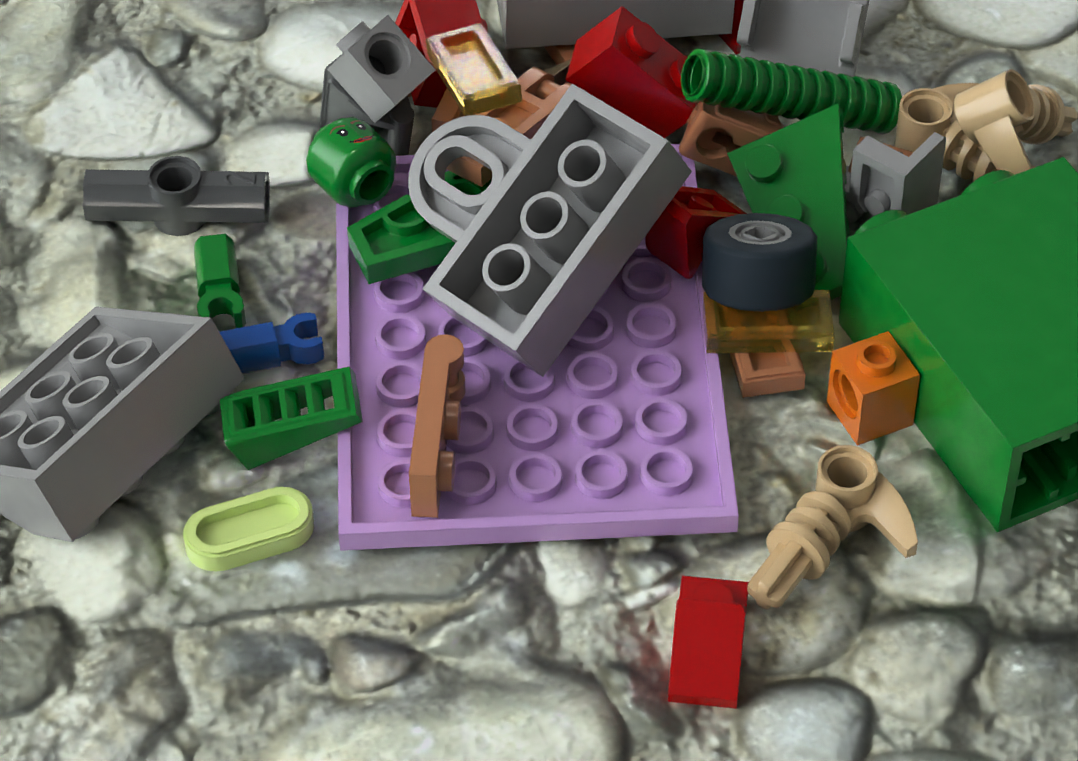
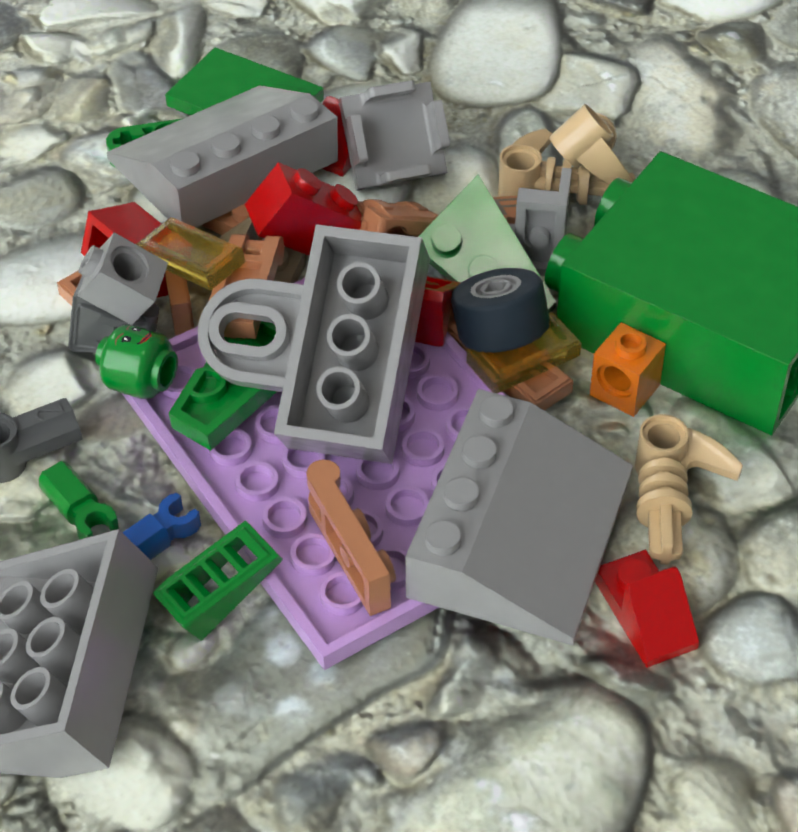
camera: 30 degrees left, 0 degrees up
(248, 529) = (238, 688): yellowish green tile -> none
(620, 484) = (517, 520): none -> light grey slope
(788, 90) = (420, 181): green piece -> none

